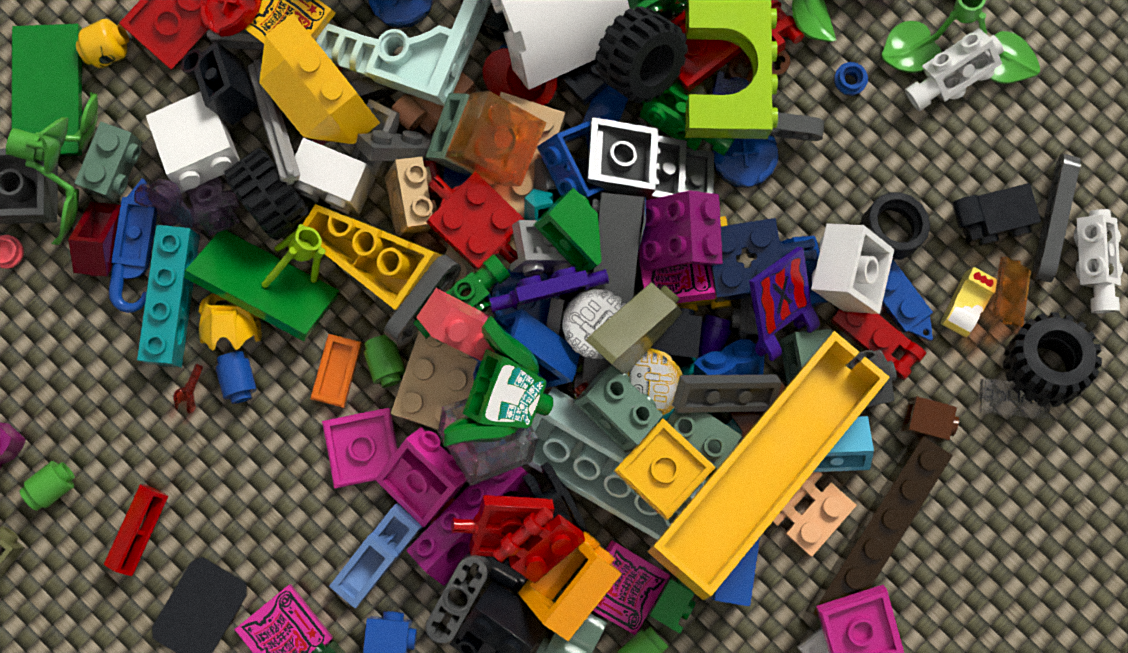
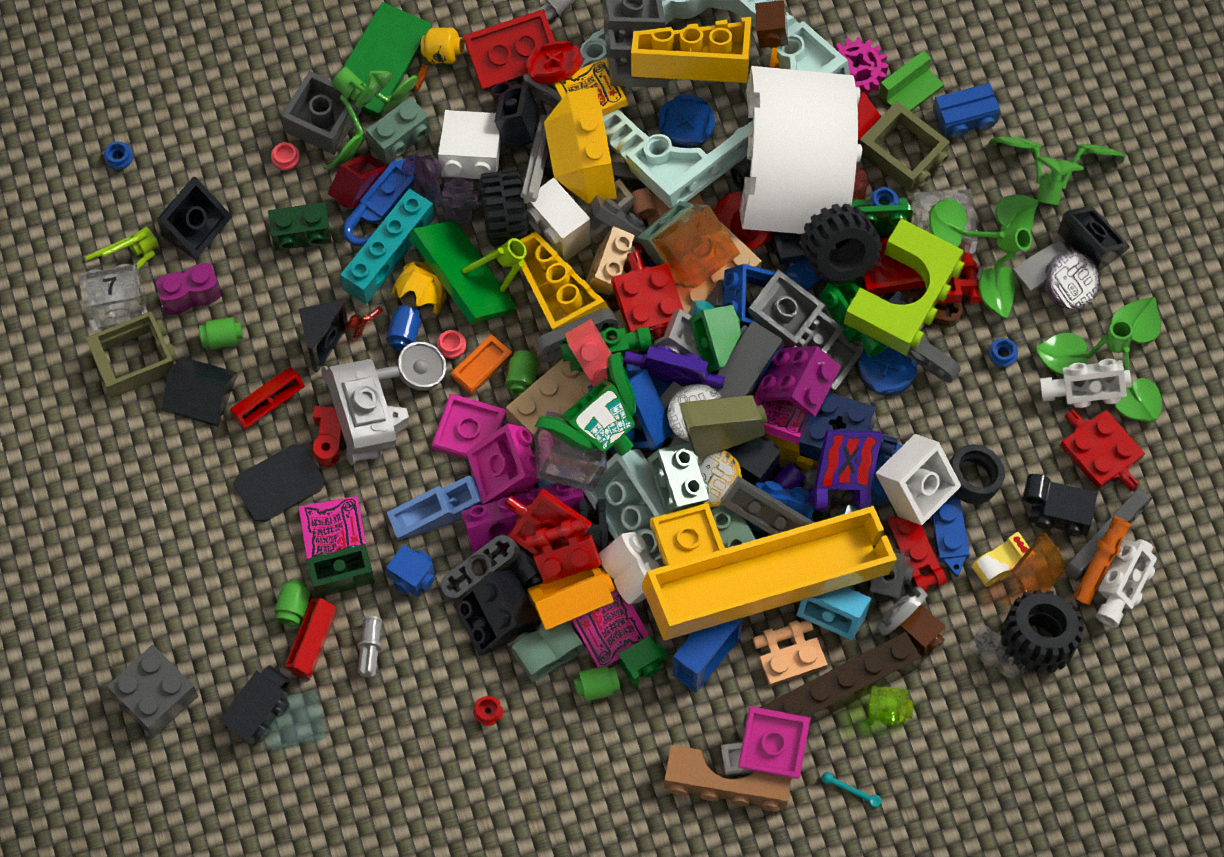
camera: 30 degrees right, 15 degrees down
(58, 557) = (198, 390): none -> black slope
(64, 324) = (299, 226): none -> dark green brick
(98, 88) = (422, 77): none -> orange leg
(151, 432) = (323, 329): none -> black slope
(224, 533) = (329, 442): none -> red leg
(234, 487) = (361, 404): none -> light grey piece
(294, 366) = (451, 344): none -> coral plate
(616, 521) = (627, 564): none -> white brick
(906, 415) = (901, 611): none -> light grey tile
(941, 517) = (889, 705): none -> clear neon green brick
(974, 619) = (874, 800): none -> teal hinge
(1001, 130) = (1102, 449): none -> red plate
(1072, 250) = (1104, 555): none -> orange pin

